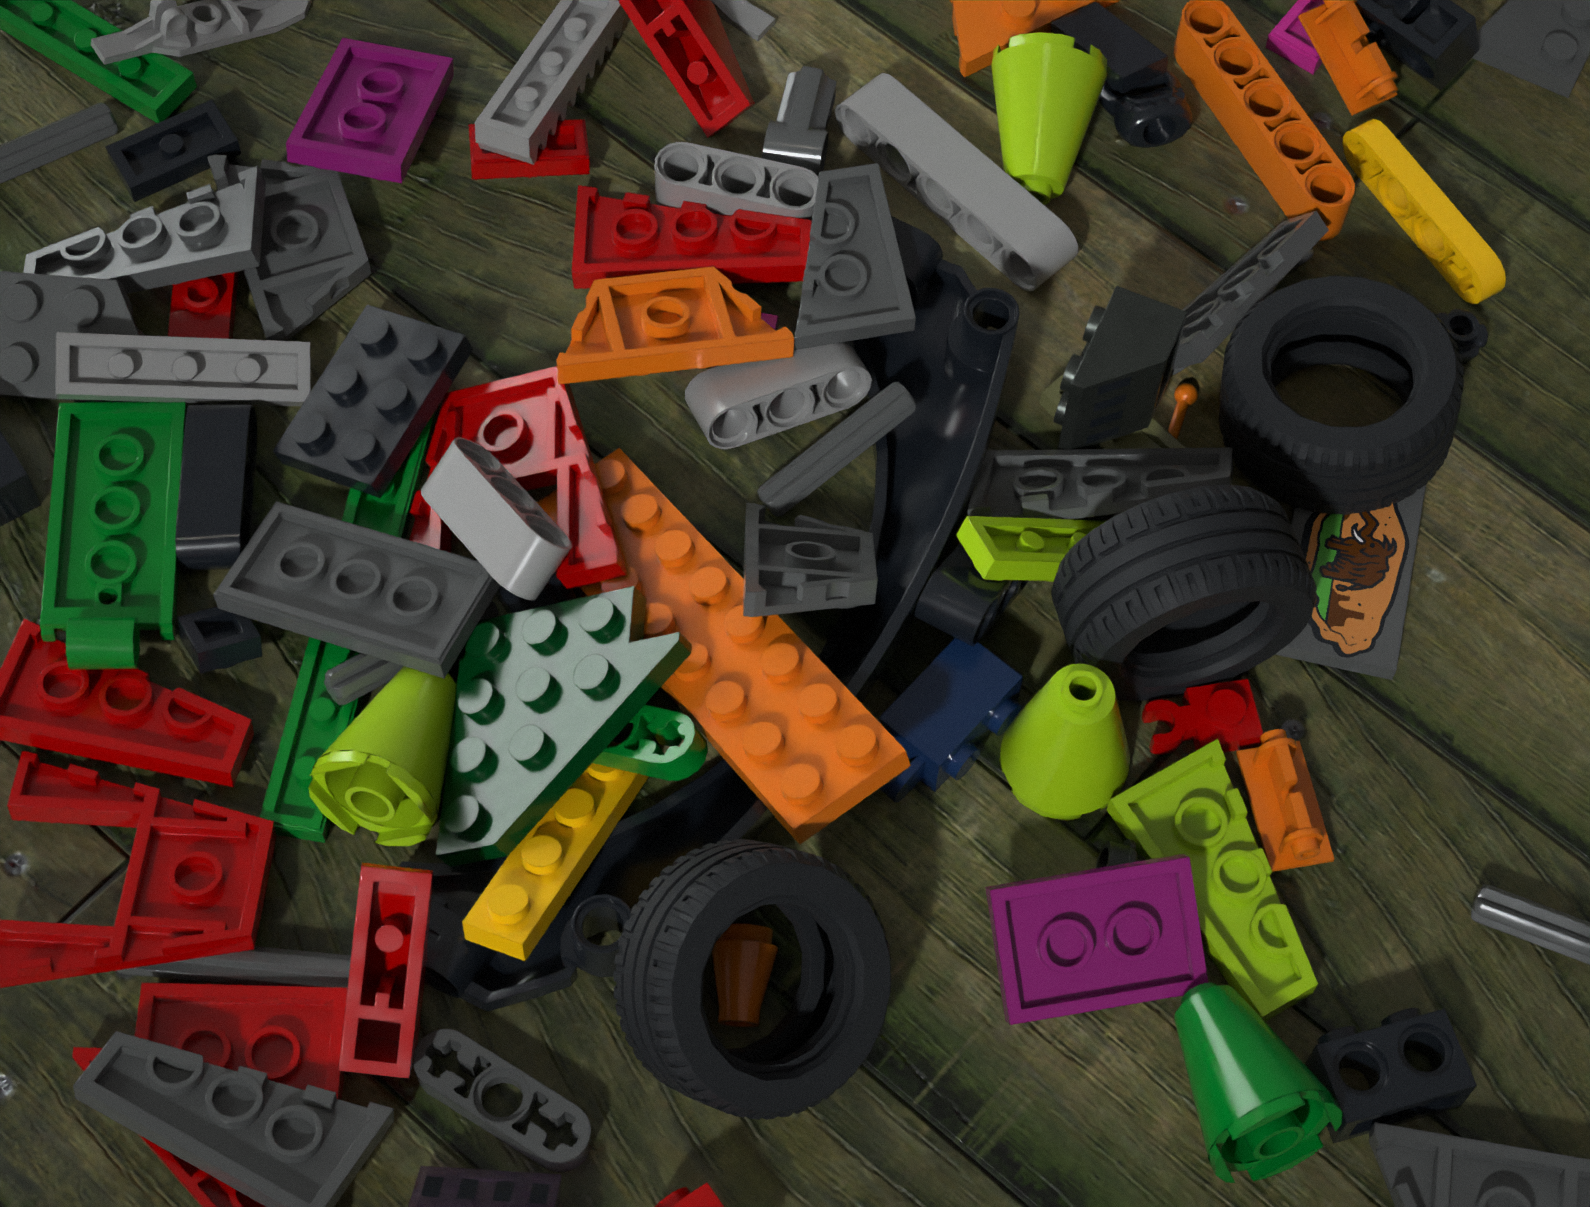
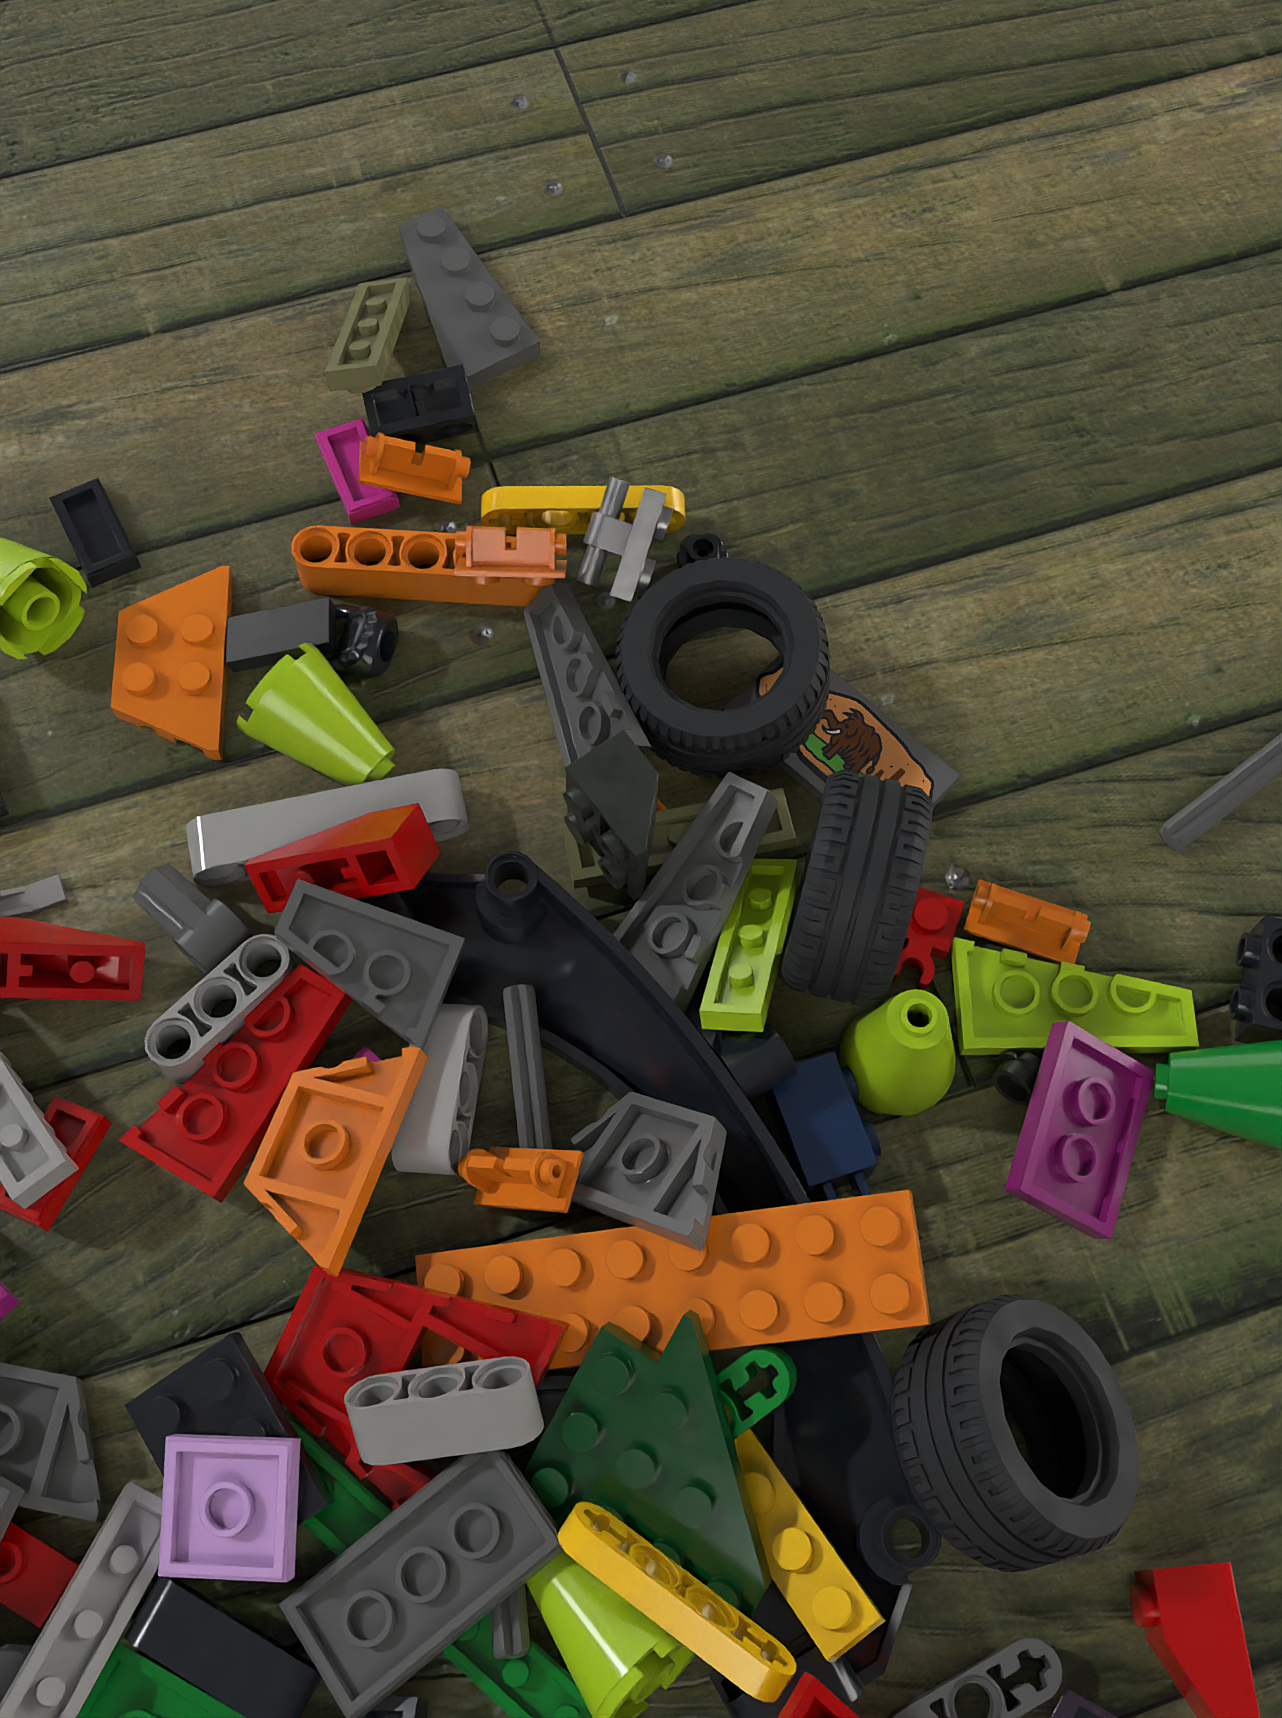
camera: 60 degrees left, 5 degrees up
(329, 414) = (229, 1507): none -> lavender tile
(443, 766) = (677, 1601): none -> yellow beam
(734, 487) = (522, 1177): none -> orange hinge
(934, 202) = (357, 858): none -> red slope
(1320, 177) = (490, 559): none -> orange hinge
(1411, 246) = (626, 539): none -> flat silver plate

